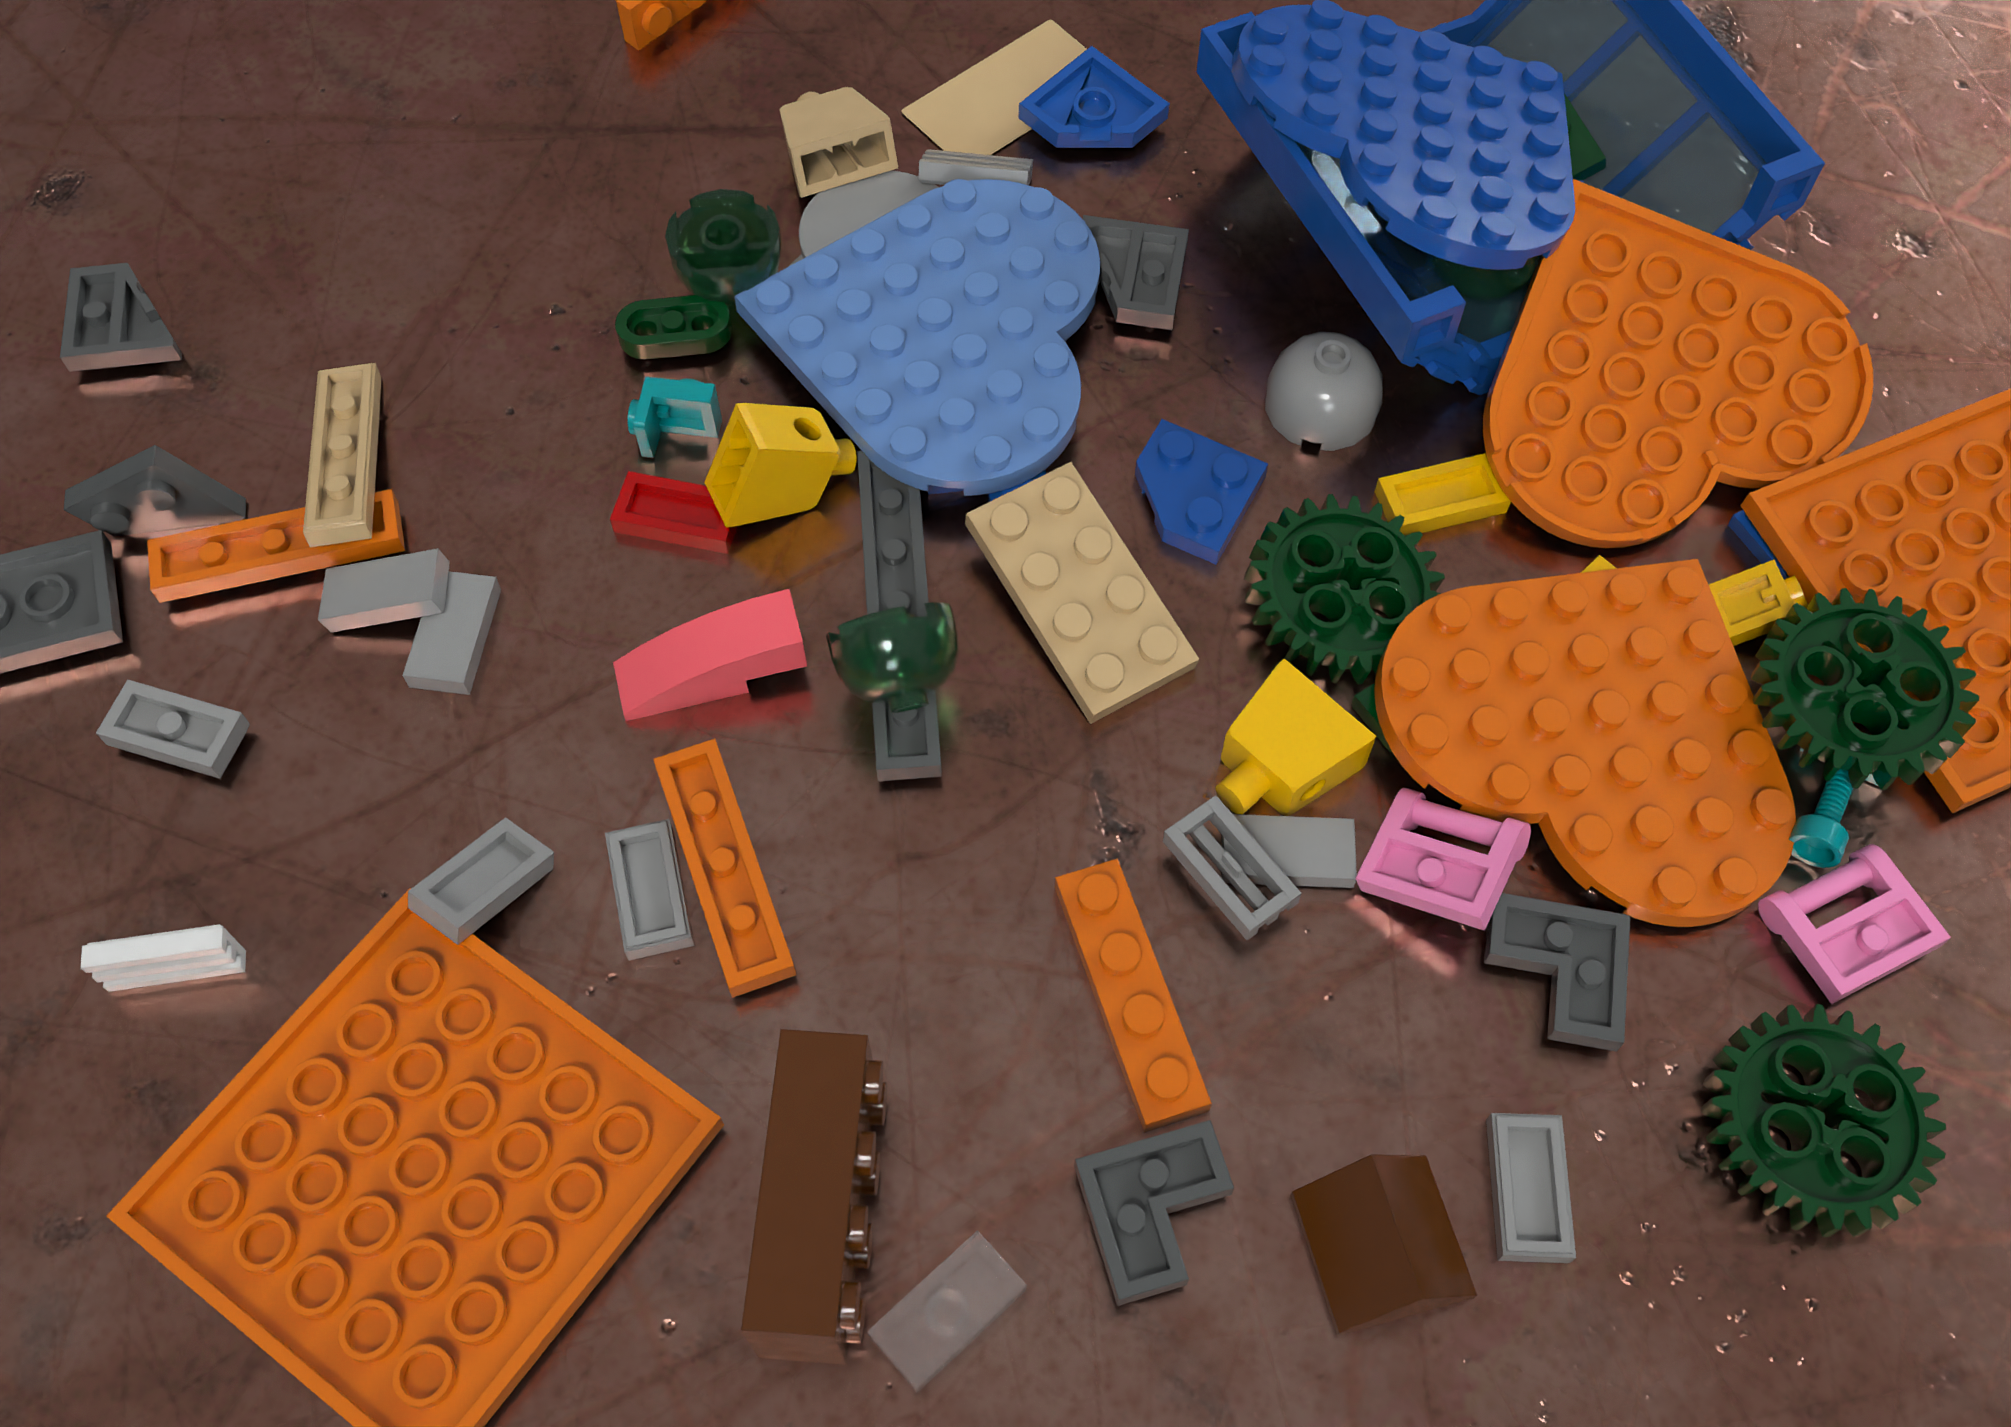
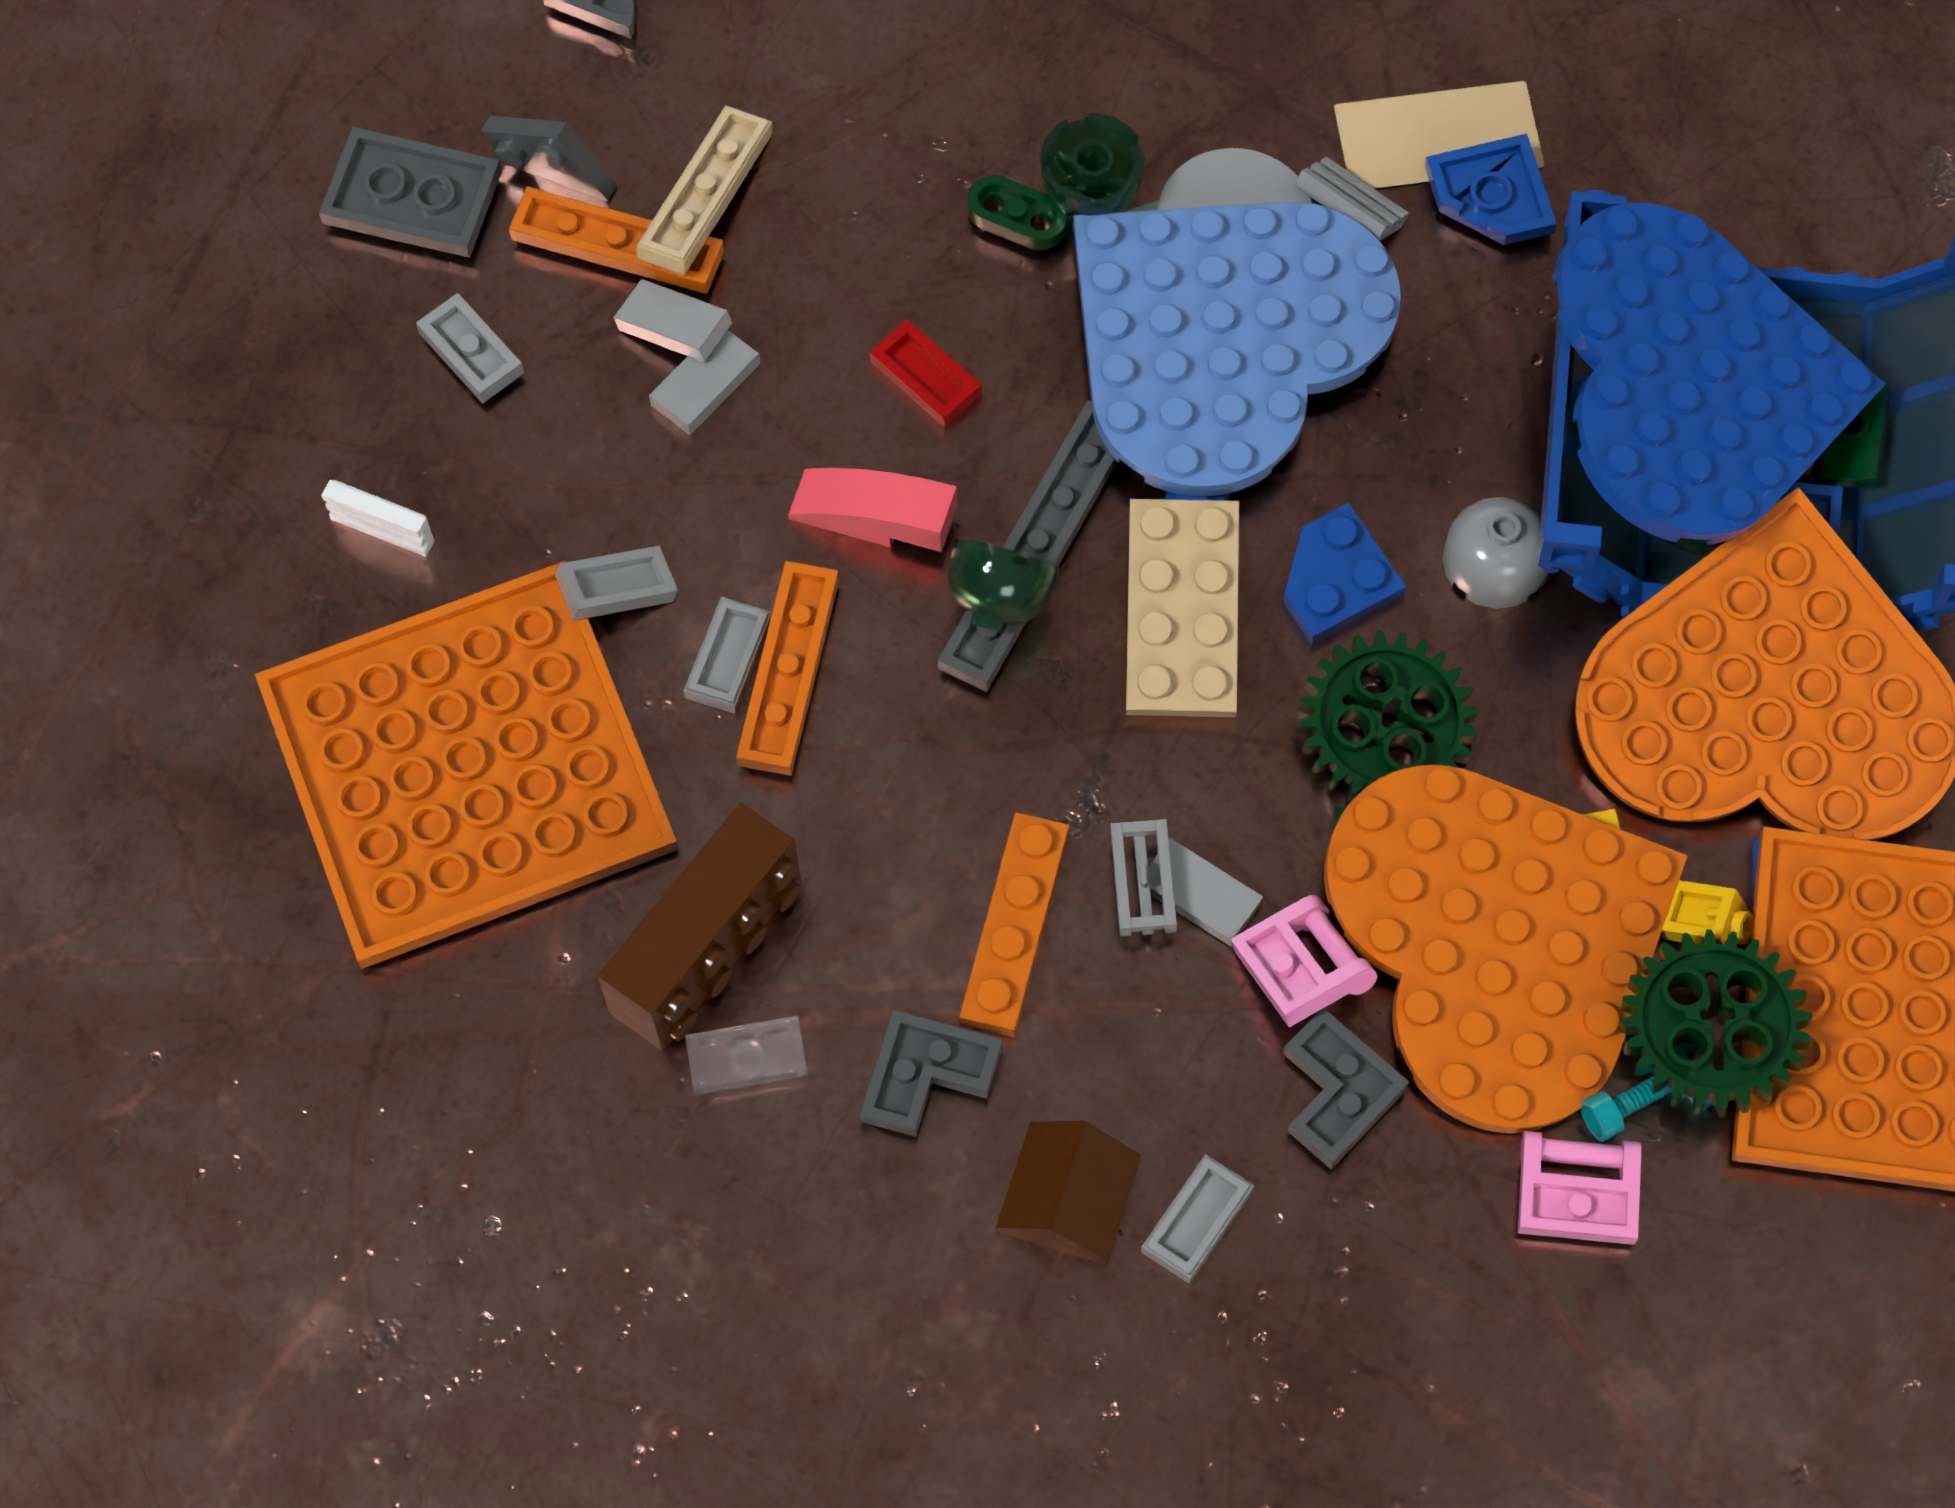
camera: 35 degrees right, 5 degrees up
(673, 407) = (976, 285): teal bracket -> none
(774, 462) = (1016, 377): yellow torso -> none
(836, 139) = (1245, 110): tan torso -> none
(1140, 269) = (1425, 361): dark grey wing -> none
(1290, 745) = (1252, 815): yellow torso -> none
(1442, 495) = (1527, 690): yellow tile -> none
(1823, 1121) = (1478, 1269): dark green gear -> none

